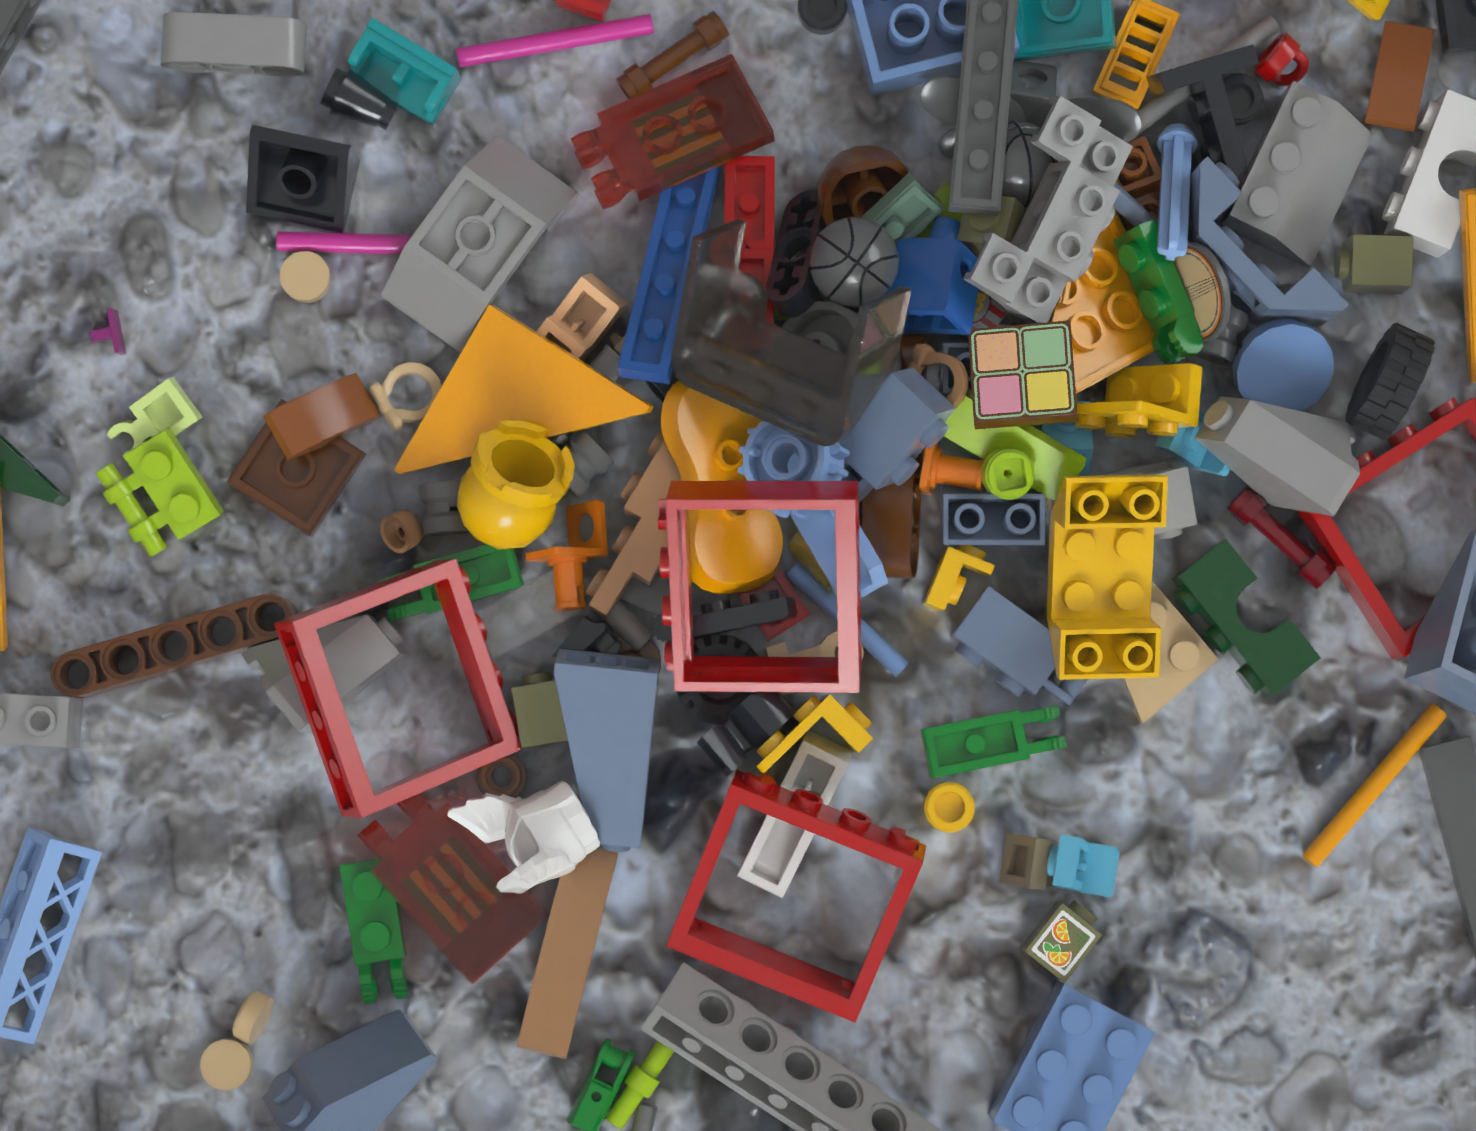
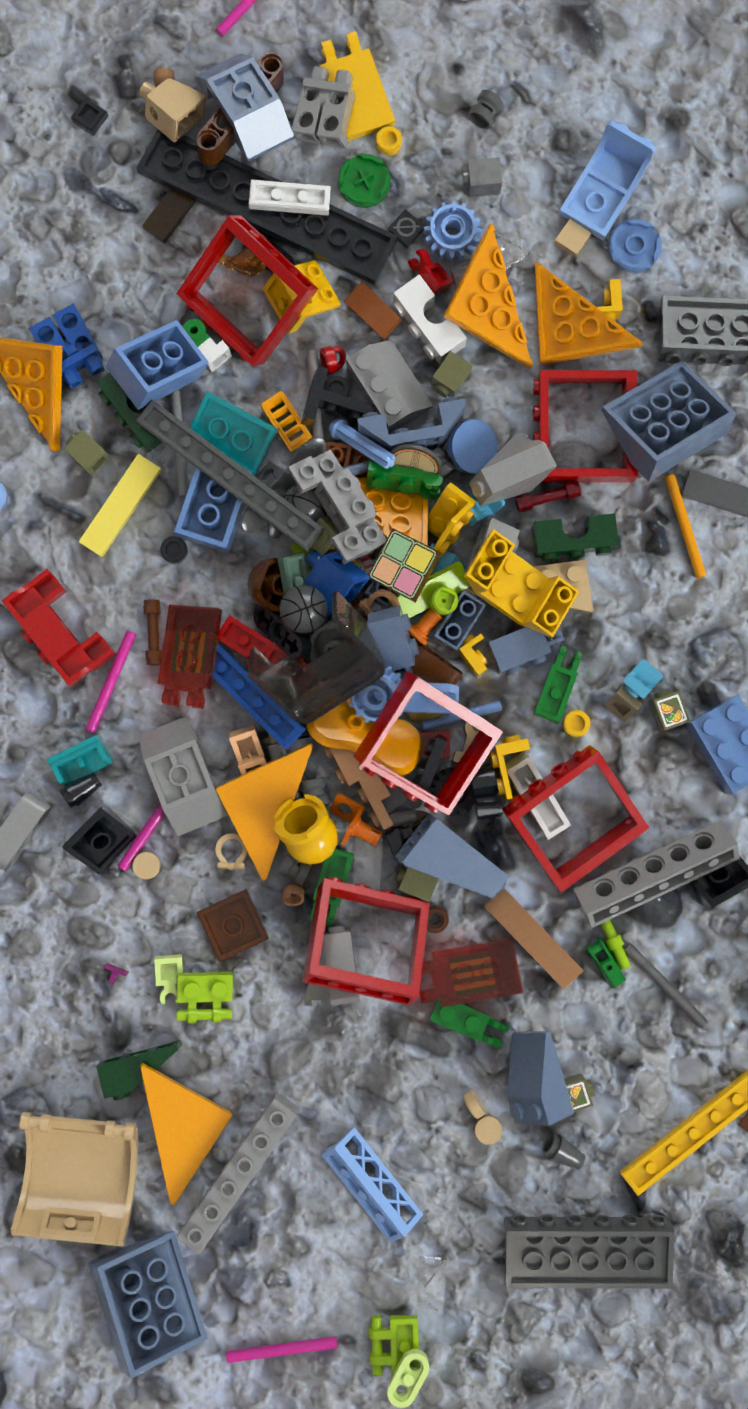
camera: 55 degrees left, 0 degrees up
(151, 642) = (277, 1046): reddish brown beam -> none
(321, 416) = (217, 898): dark orange slope -> none
(541, 832) = (473, 915): white helmet -> none
(1390, 381) = (509, 402): black tyre -> none

